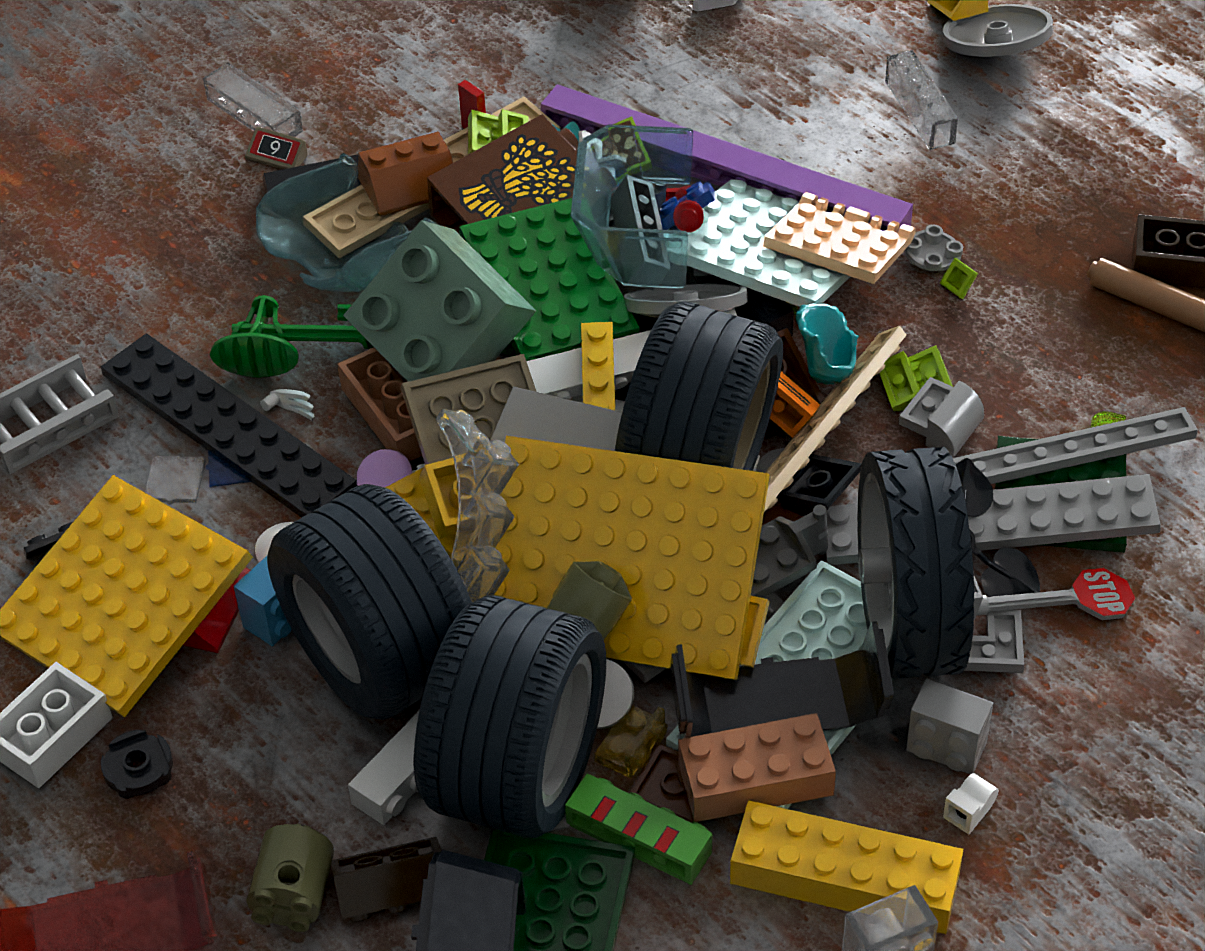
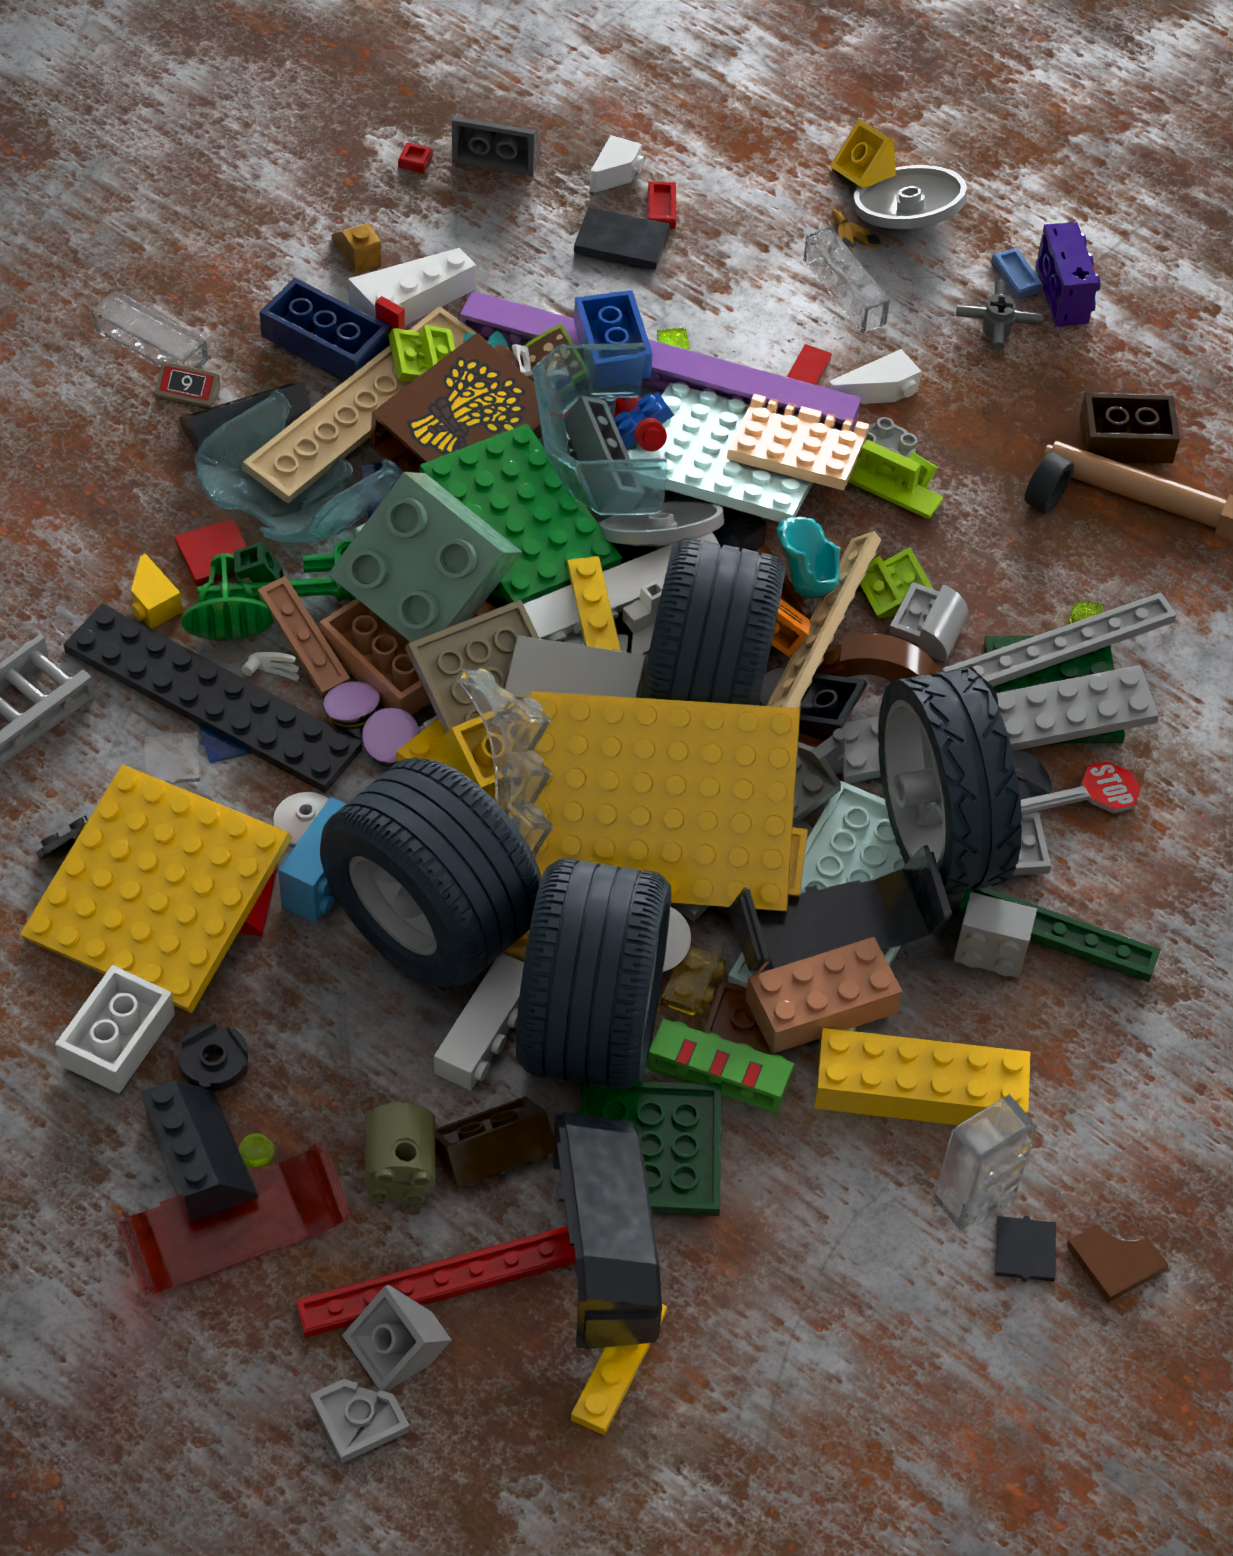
camera: 15 degrees left, 5 degrees up
(94, 849) = (197, 1148): none -> black slope
(155, 858) = (256, 1150): none -> clear neon green plate
(193, 329) = (153, 595): none -> yellow slope
(272, 284) = (204, 543): none -> red tile
(294, 308) = (257, 564): none -> dark green leg
(322, 377) = (303, 635): none -> nougat plate
(352, 445) = (351, 706): none -> lavender piece
(399, 171) = (339, 405): dark orange slope -> none
(407, 105) = (323, 329): none -> dark blue brick
(464, 43) = (359, 247): none -> pearl gold slope
(508, 76) = (416, 285): none -> white wedge
(594, 593) = (642, 842): olive cylinder -> none
(681, 110) = (612, 320): none -> blue brick
(713, 51) = (621, 238): none -> black tile
(744, 139) = (674, 337): none -> clear neon green tile
(758, 25) = (662, 202): none -> red tile
(872, 173) = (810, 365): none -> red tile
(872, 436) = (877, 656): none -> reddish brown arch
(930, 281) = (893, 479): none -> lime bracket
(935, 58) = (848, 231): none -> pearl gold piece
(938, 191) = (881, 380): none -> white slope
(972, 799) = (1024, 1002): white leg -> none
(1048, 743) = (1083, 939): none -> dark green plate
(1067, 141) = (999, 315): none -> dark grey bar
(1088, 295) = (1049, 482): none -> black tyre
(1094, 106) = (1017, 273): none -> medium blue tile
(1141, 107) = (1067, 274): none -> dark purple piece

